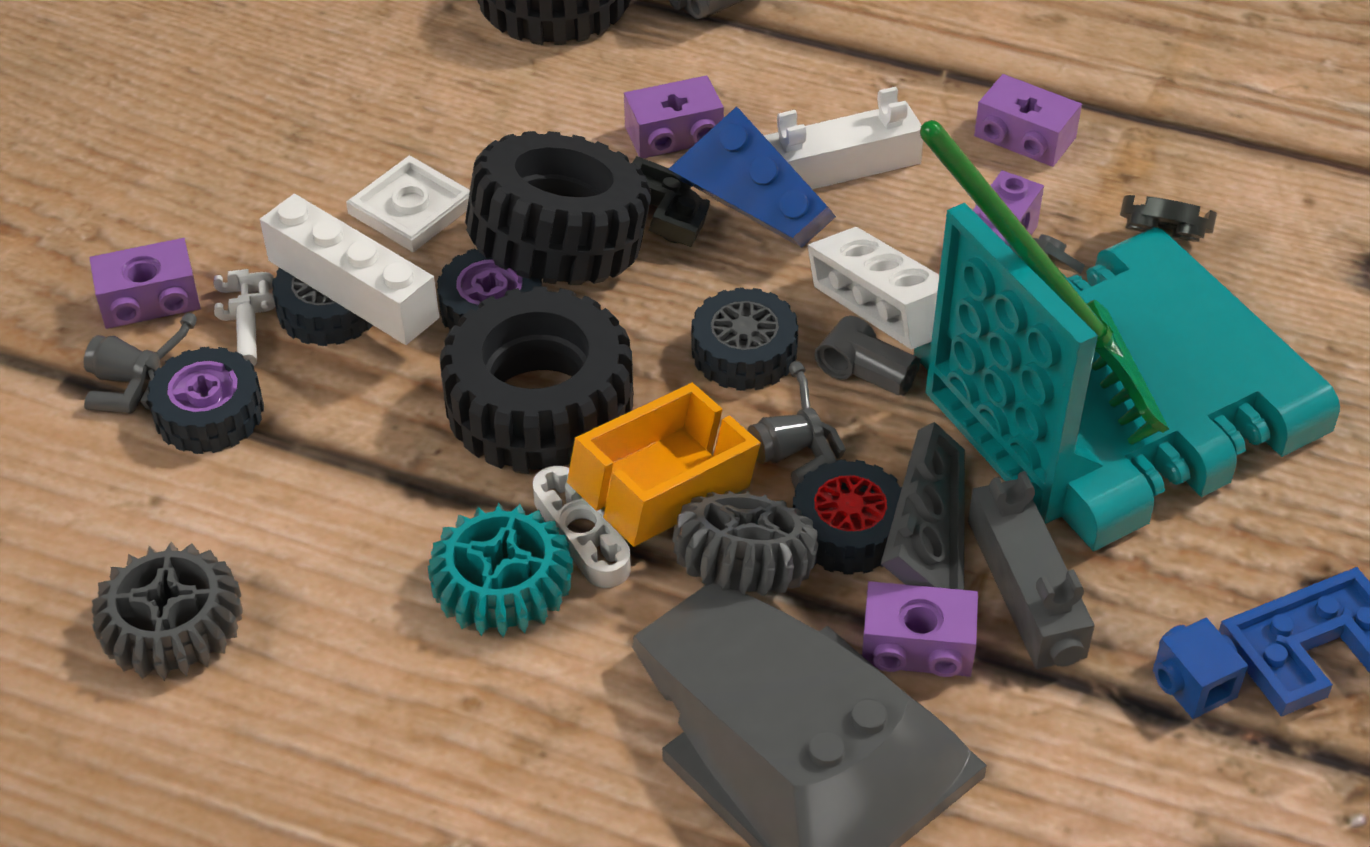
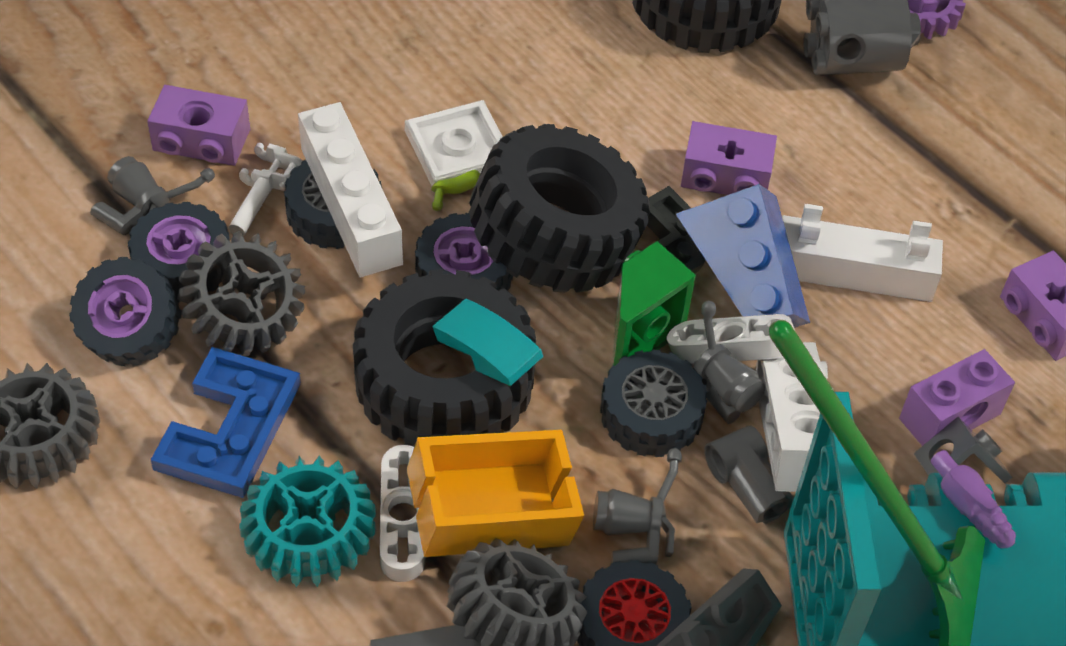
camera: 25 degrees right, 5 degrees up
(222, 478) = (139, 332): none -> black wheel
(312, 408) = (272, 277): none -> dark grey gear
(387, 545) = (230, 459): none -> blue plate
(433, 238) = (453, 186): none -> lime piece
(592, 331) = (490, 340): none -> teal slope
(690, 253) = (651, 300): none -> green slope
(785, 251) = (749, 334): none -> white beam
(808, 282) = (729, 383): none -> dark grey piece
(1094, 286) = (973, 499): none -> medium lavender piece

